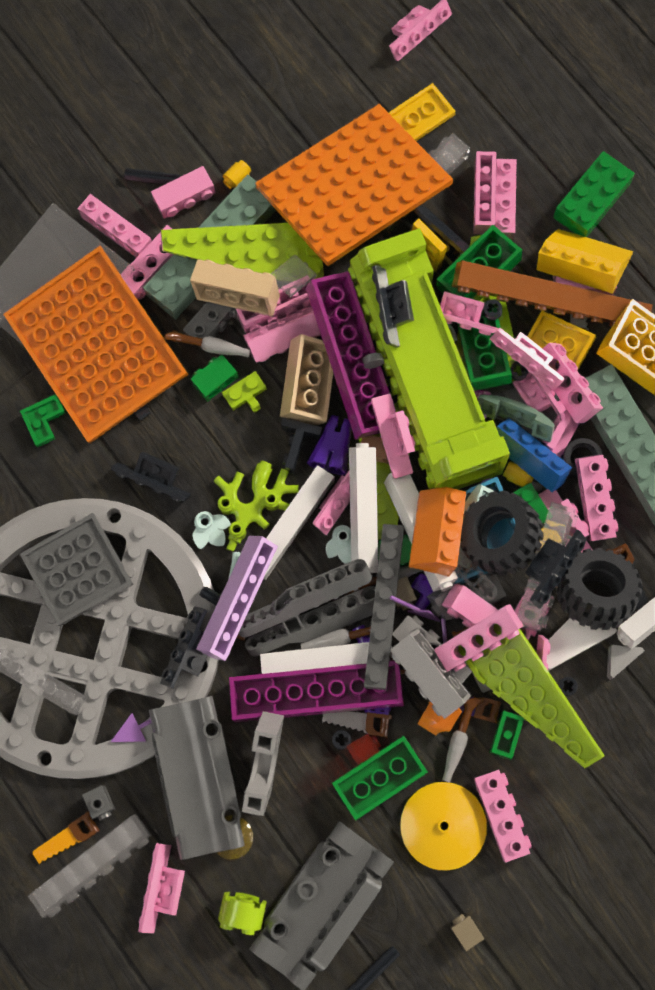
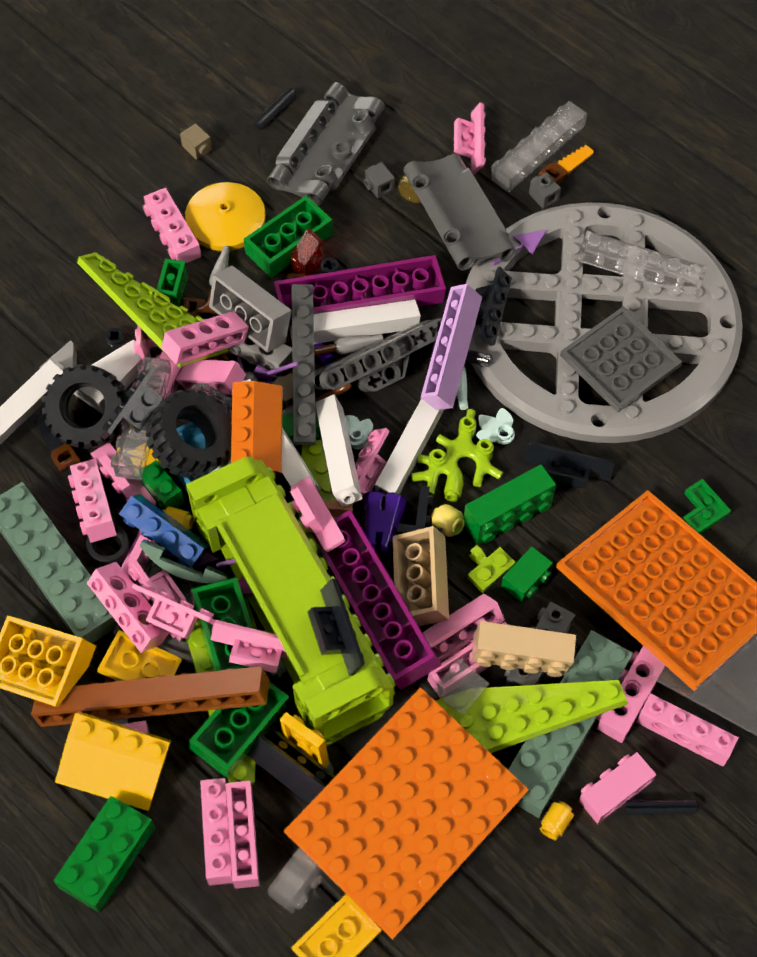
camera: 165 degrees right, 15 degrees down
(209, 344) = (541, 599): light grey piece -> none
(216, 437) = (509, 505): none -> green brick
(241, 912) = (396, 126): lime brick -> none
(266, 747) = (398, 220): light grey arch -> none
(273, 845) = (379, 180): none -> dark grey brick
(274, 438) = (449, 519): none -> light yellow head
(373, 360) = (349, 581): dark grey tile -> none
(493, 303) = (218, 666): black bush -> none

